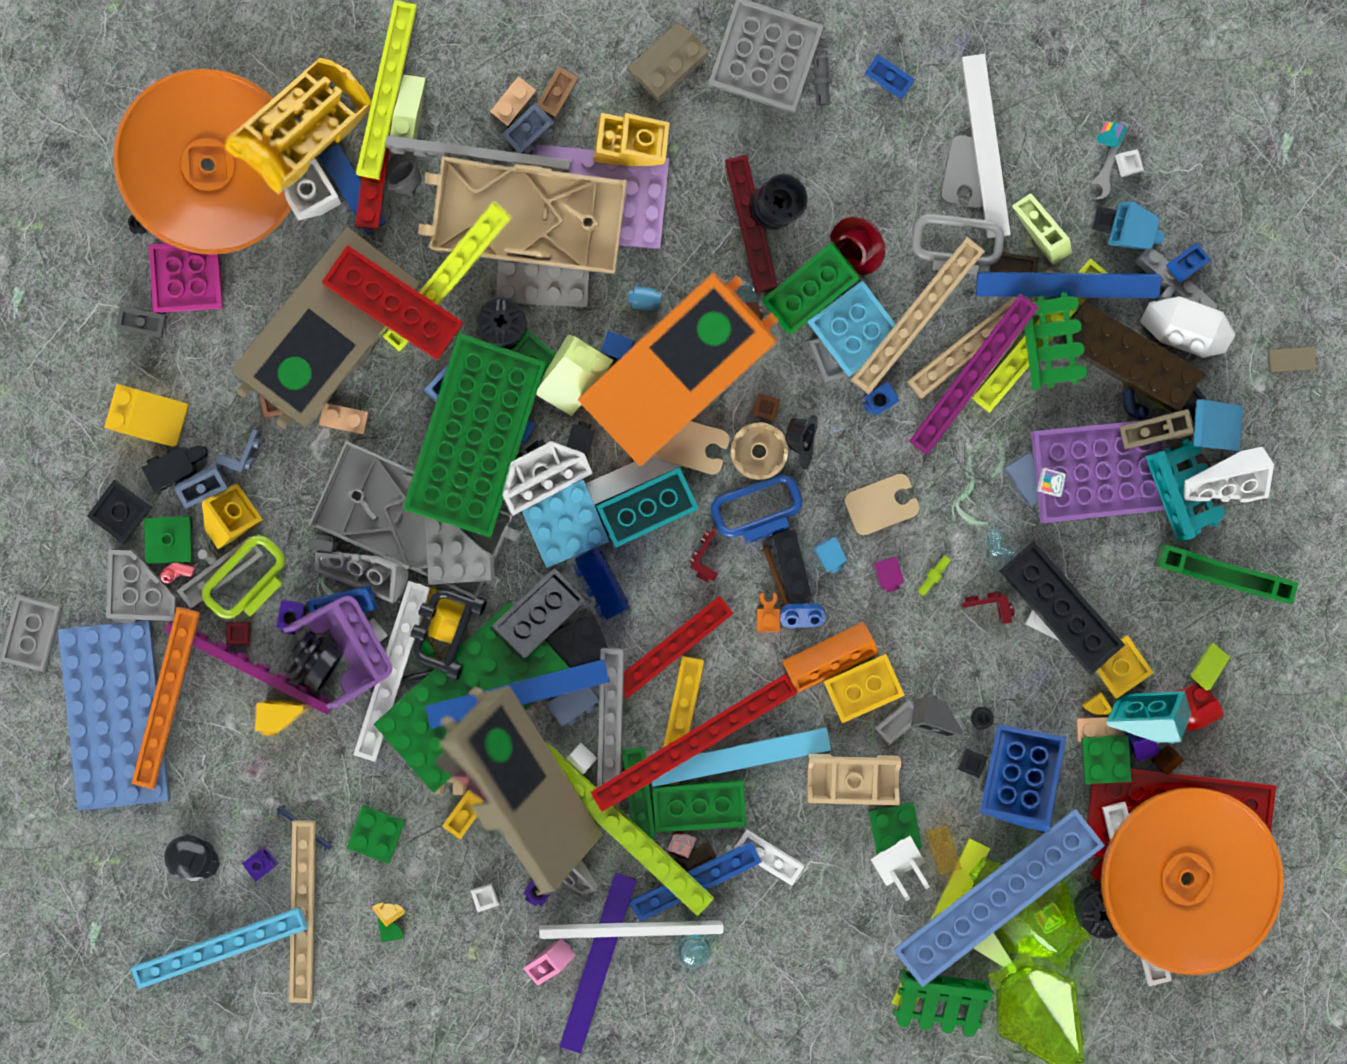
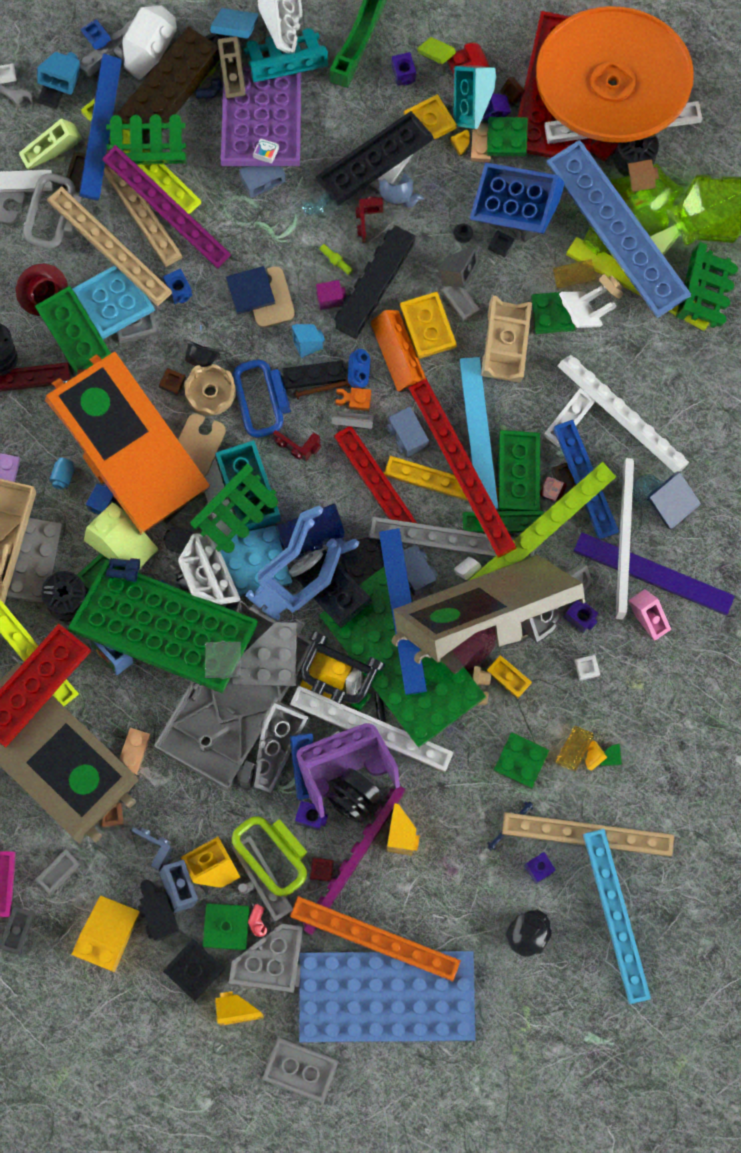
camera: 85 degrees left, 15 degrees down
(79, 562) = (234, 1009): none -> yellow slope
(207, 356) = (58, 872): none -> light grey tile
(393, 890) = (574, 748): none -> clear yellow tile
(437, 646) = (354, 681): none -> white tile
(438, 506) = (222, 659): none -> clear piece
(518, 552) = (273, 593): none -> medium blue piece
(534, 392) = (131, 569): none -> dark blue piece
(566, 581) = (306, 563): none -> light grey wheel
(613, 477) = (223, 512): none -> green fence
(681, 980) = (673, 500): none -> tile
(732, 678) = (408, 432): none -> sand blue brick
(740, 614) = (352, 419): none -> light grey tile
(778, 917) = (623, 414): none -> white plate
(885, 482) = (250, 290): none -> dark blue tile
(909, 623) = (374, 282): none -> black brick
(928, 895) = (612, 285): none -> tan plate
(1021, 641) = (399, 193): none -> sand blue hair
(1067, 922) = (642, 175): none -> medium nougat brick
(1192, 630) = (401, 62): none -> dark purple brick

